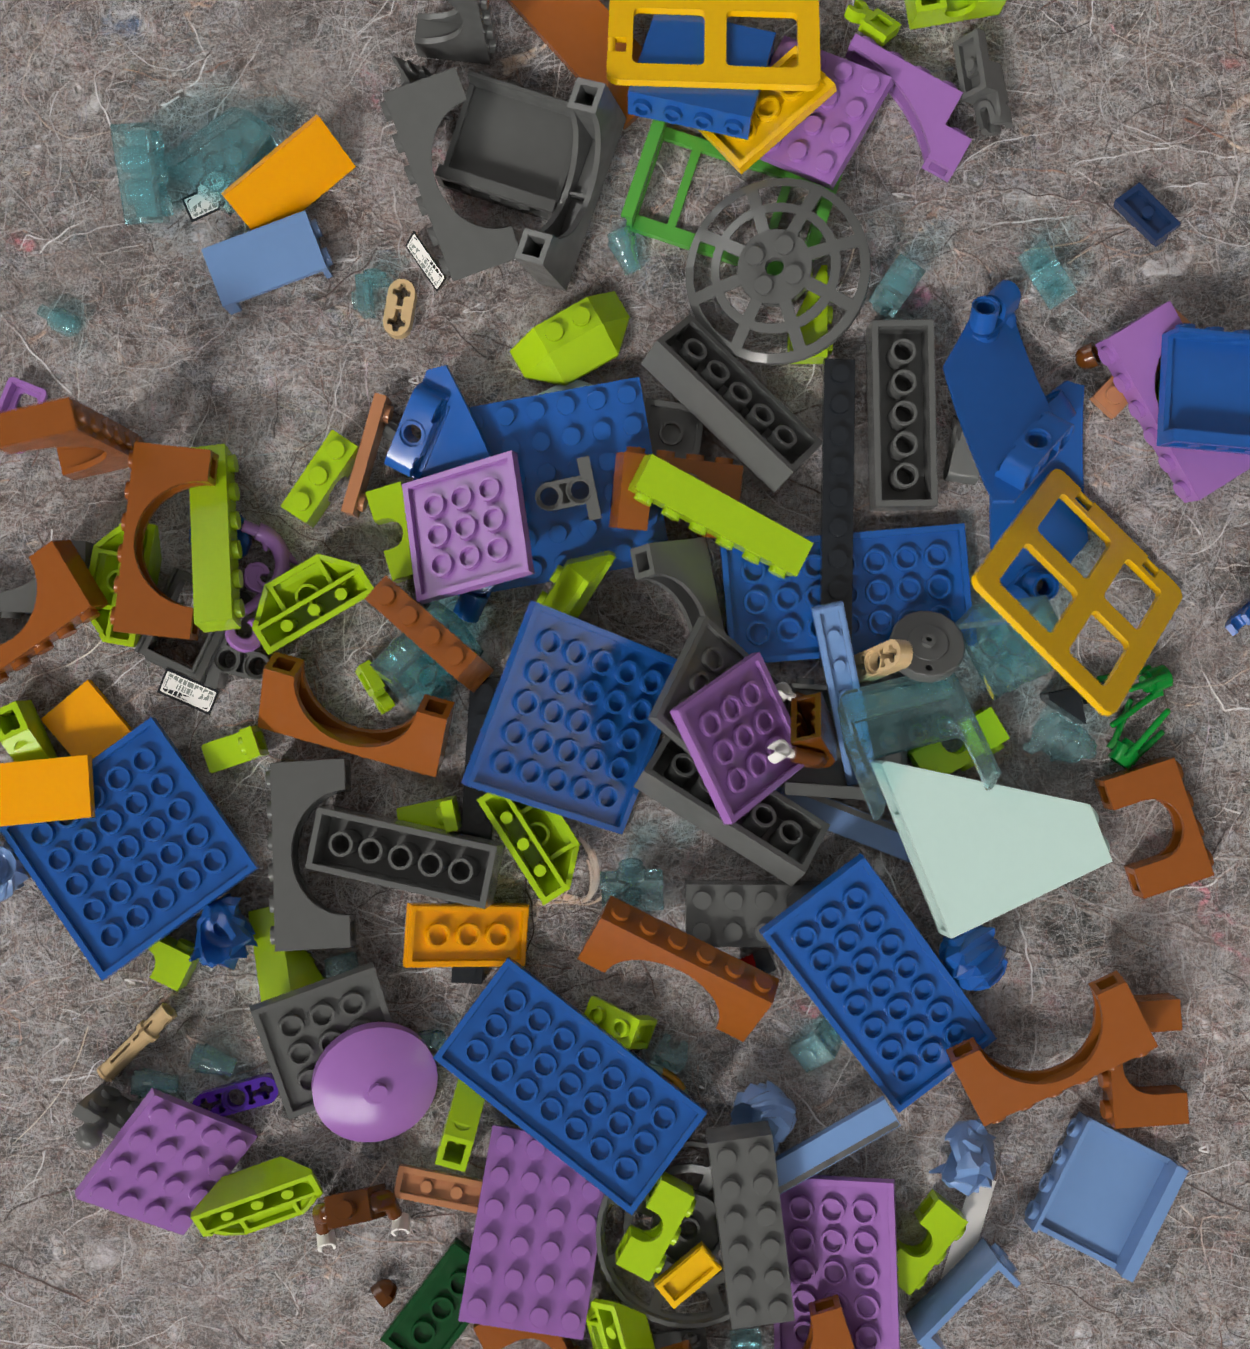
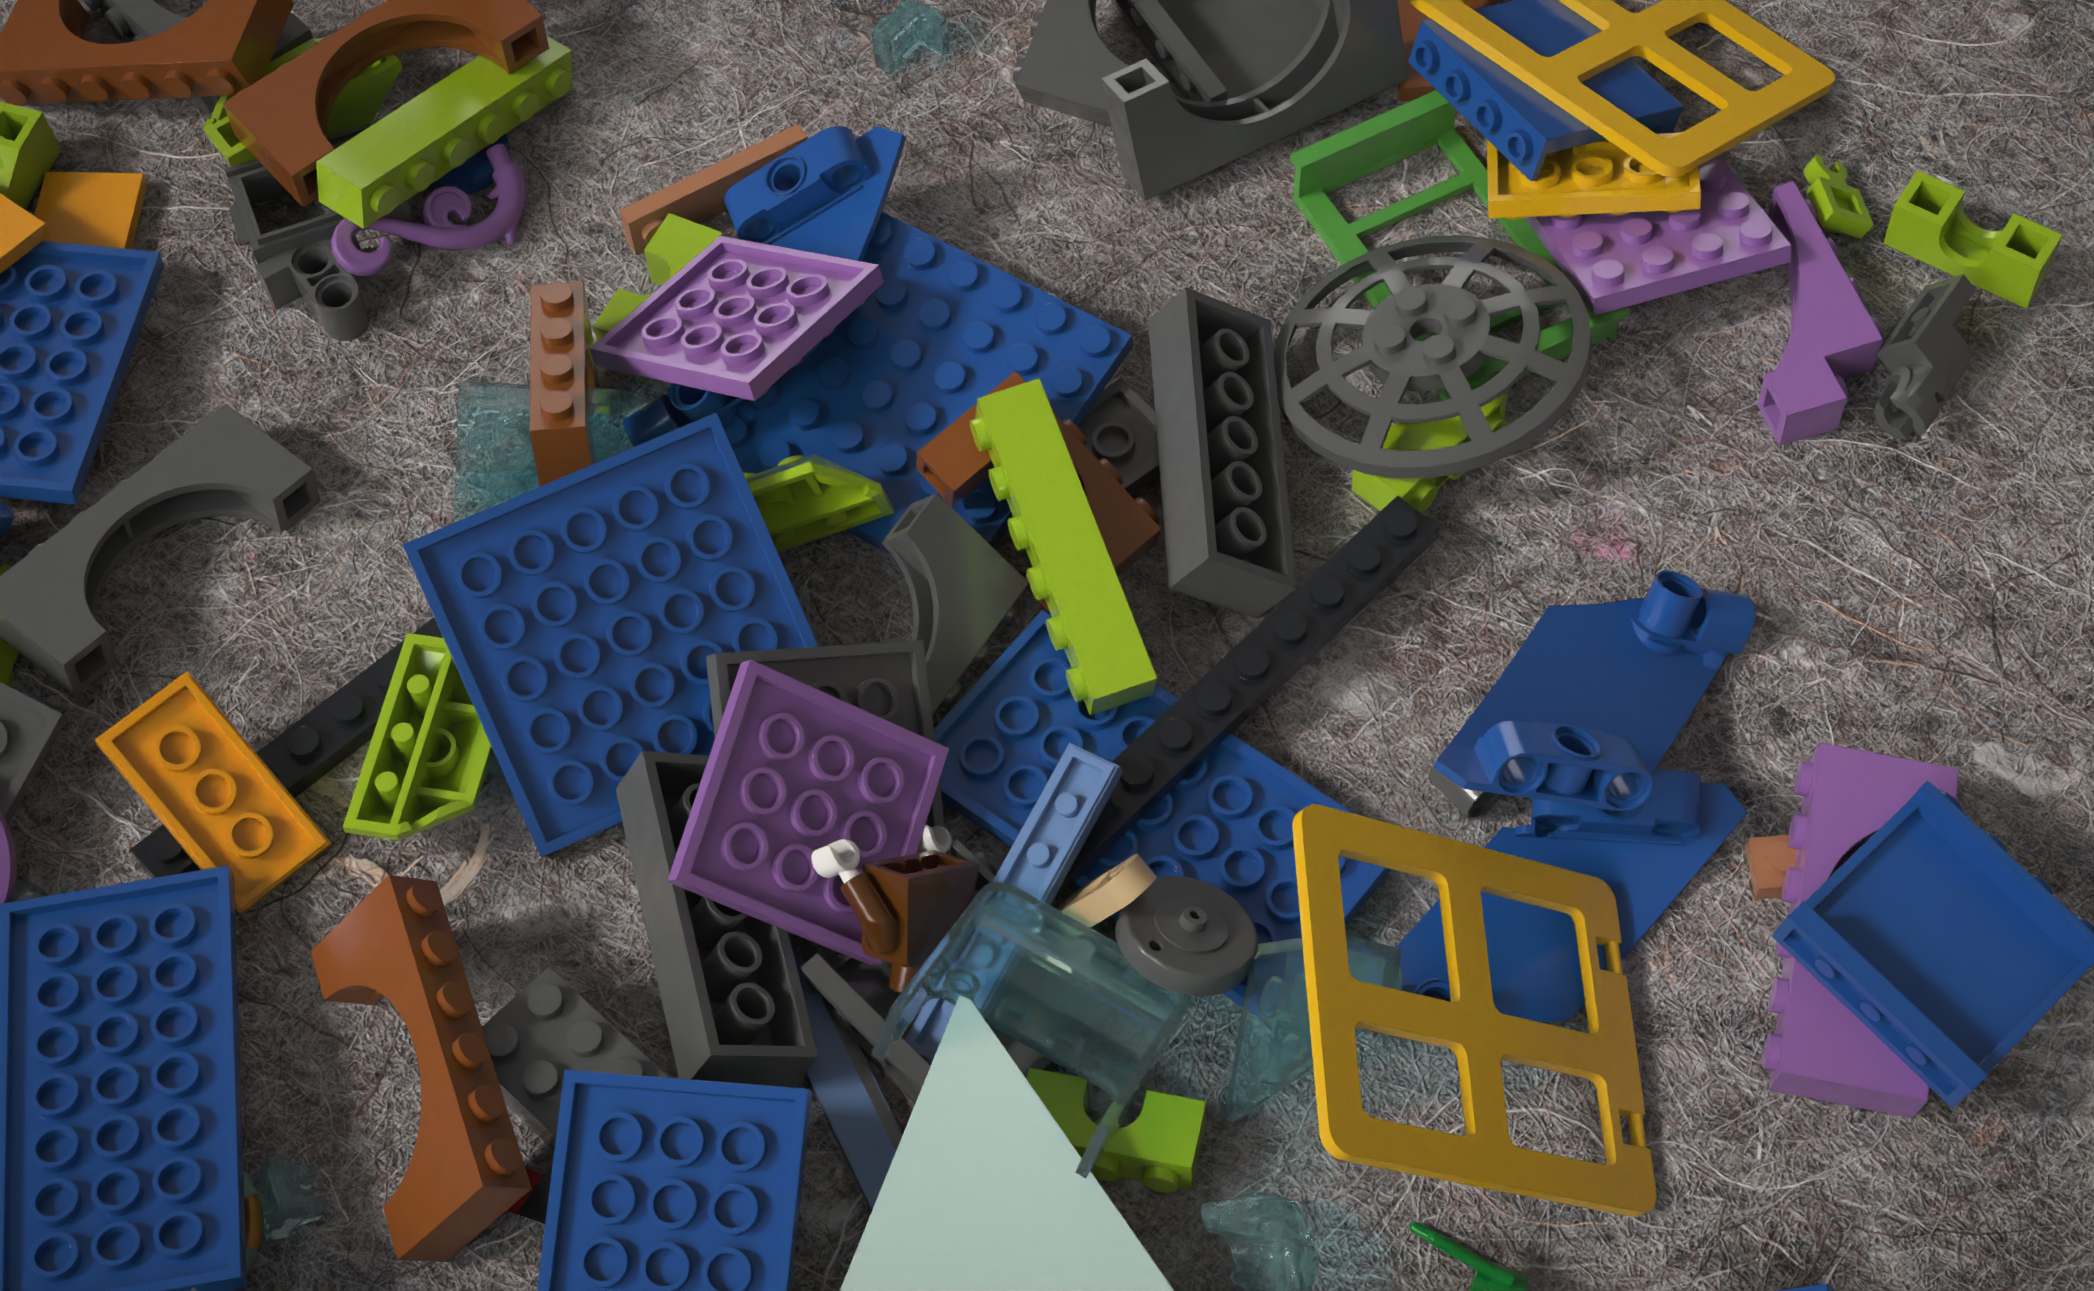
camera: 50 degrees right, 30 degrees down
(188, 691) = (233, 277): sticker -> none
(235, 749) = (211, 375): lime bracket -> none
(294, 711) = (320, 375): dark orange arch -> none
(307, 599) = (465, 271): lime wedge -> none
(312, 490) = (605, 170): lime arch -> none
(374, 687) = (442, 430): lime plate -> none
(405, 856) = (254, 633): dark grey brick -> none
(407, 309) = (928, 82): tan beam -> none
(425, 261) = (1009, 54): sticker -> none
(437, 813) = (335, 634): lime bracket -> none
(564, 487) = (904, 376): dark grey tile -> none
(573, 340) = (1101, 251): lime wedge -> none
(624, 248) = (1266, 206): clear light blue cone -> none
(628, 1029) = (274, 1100): lime bracket -> none
(634, 885) = (481, 919): clear light blue plant -> none
(896, 286) = (1577, 485): clear light blue brick -> none
(901, 415) = (1435, 645): dark grey brick -> none
(1047, 274) = (1811, 629): clear light blue brick -> none
(1068, 703) = (1339, 1202): black slope -> none
(1087, 356) = (1780, 781): reddish brown hinge -> none
(1146, 214) = (2033, 671): dark blue plate -> none

